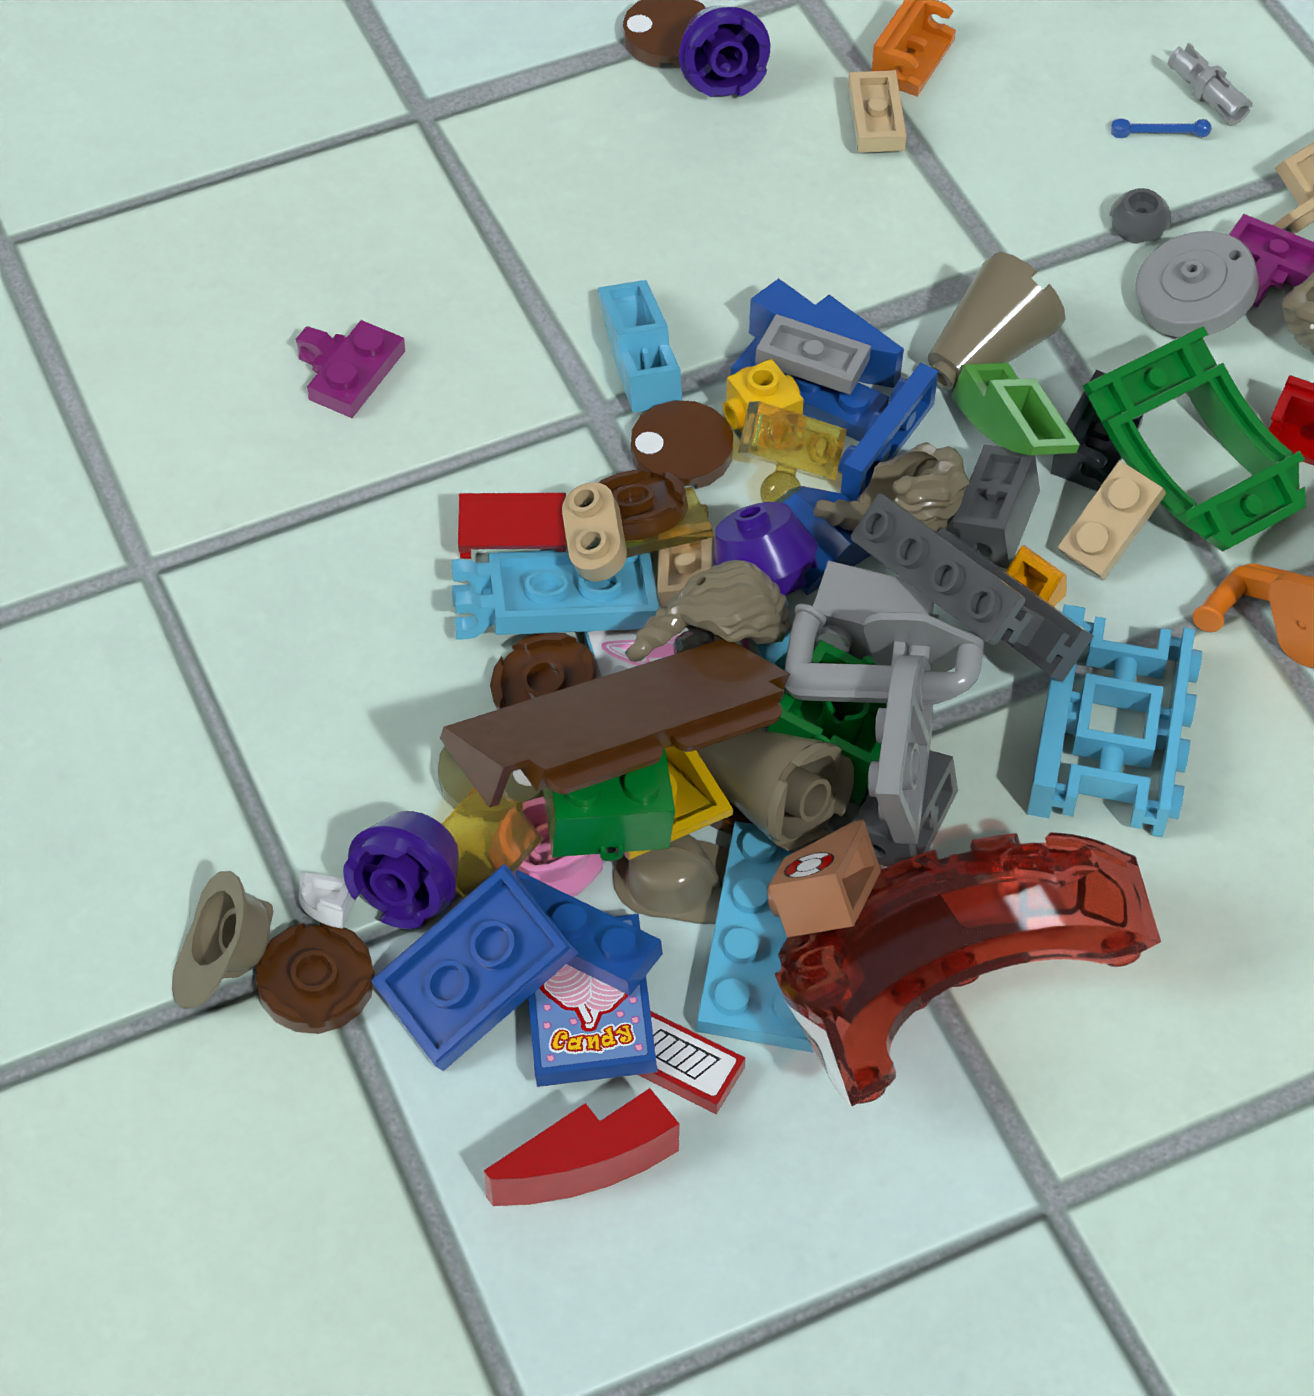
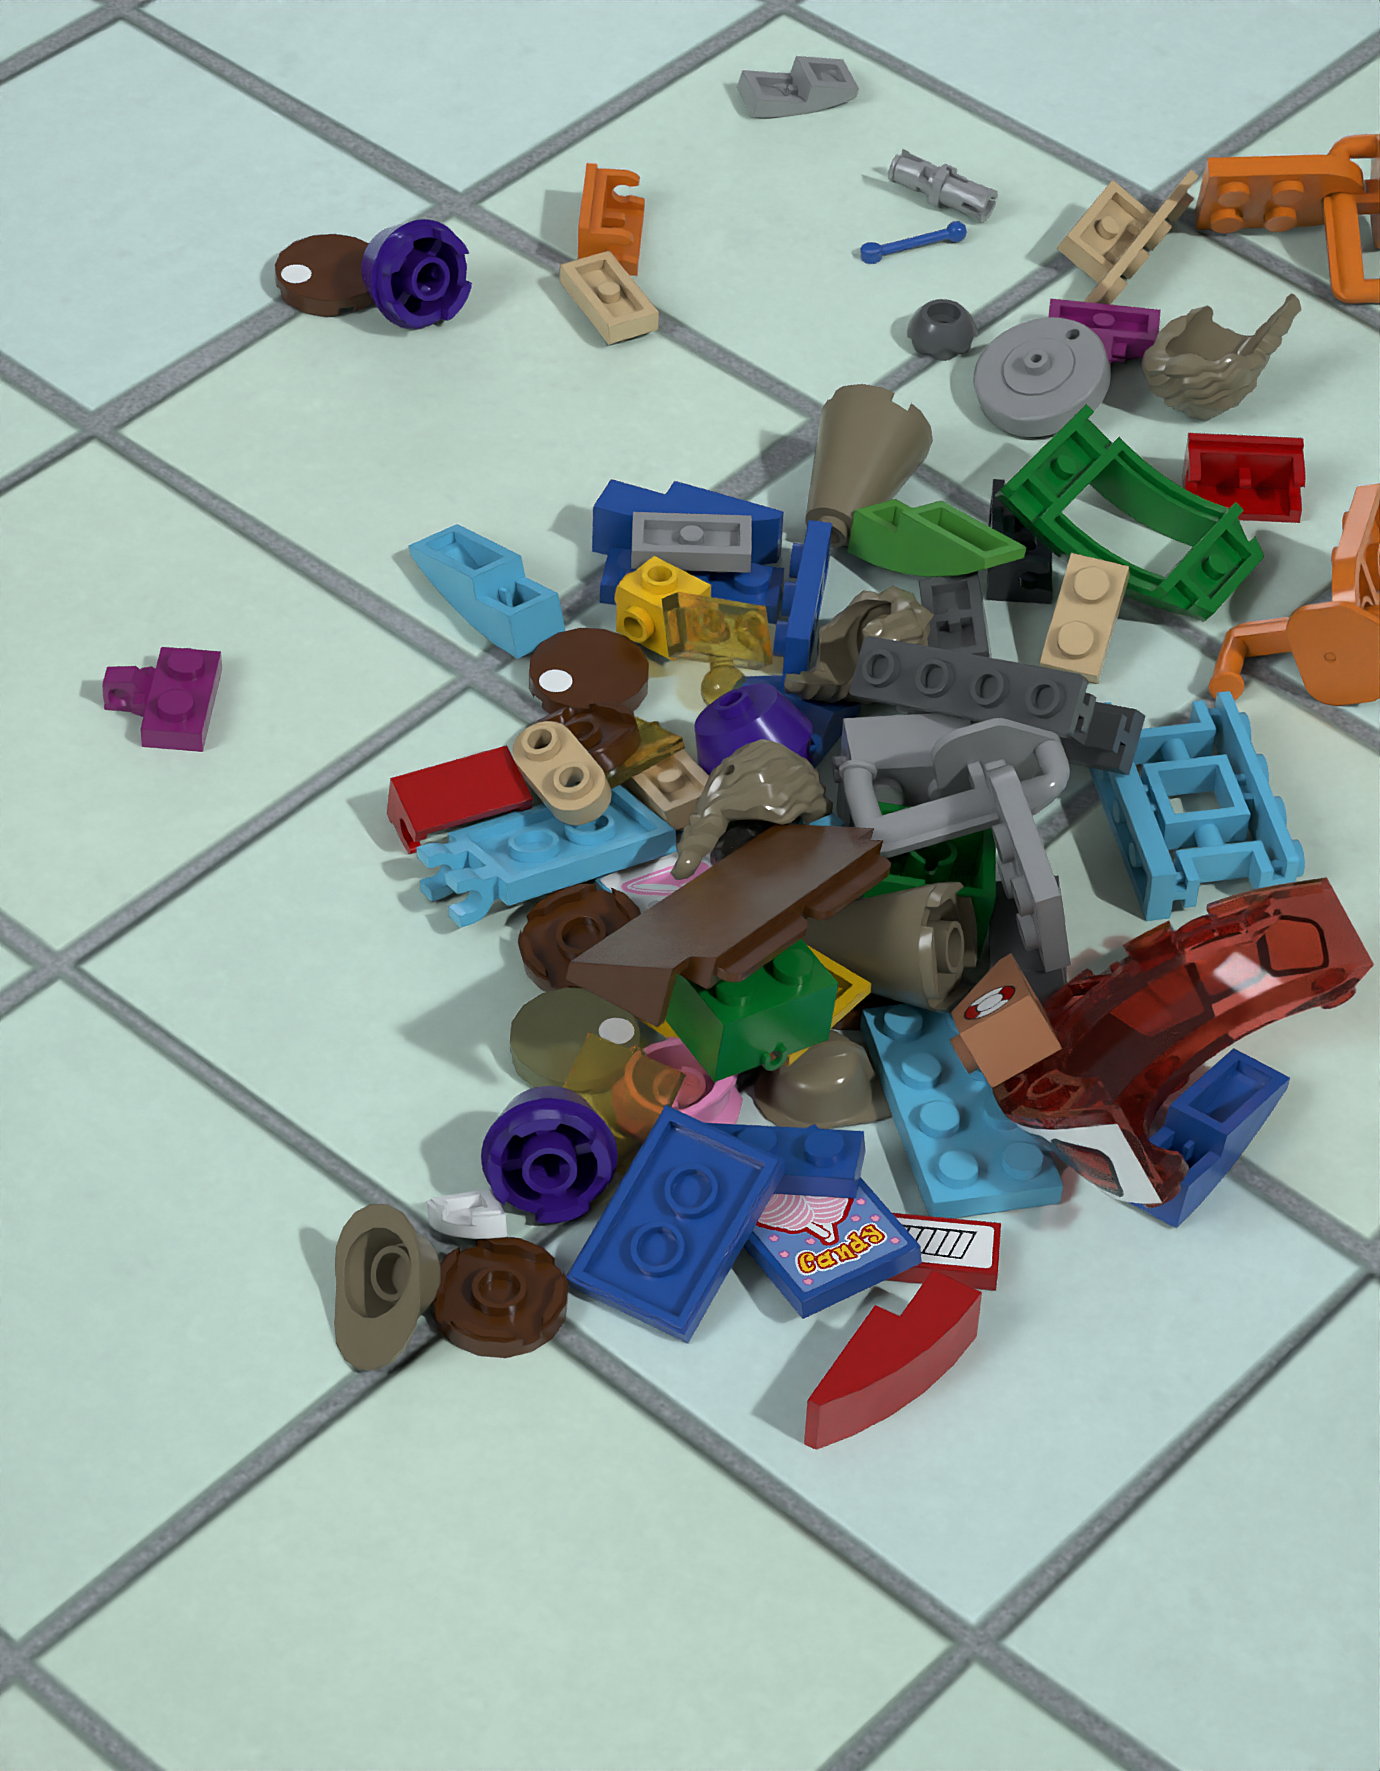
camera: 25 degrees left, 10 degrees down
(965, 1035) = (1214, 1127): none -> blue slope

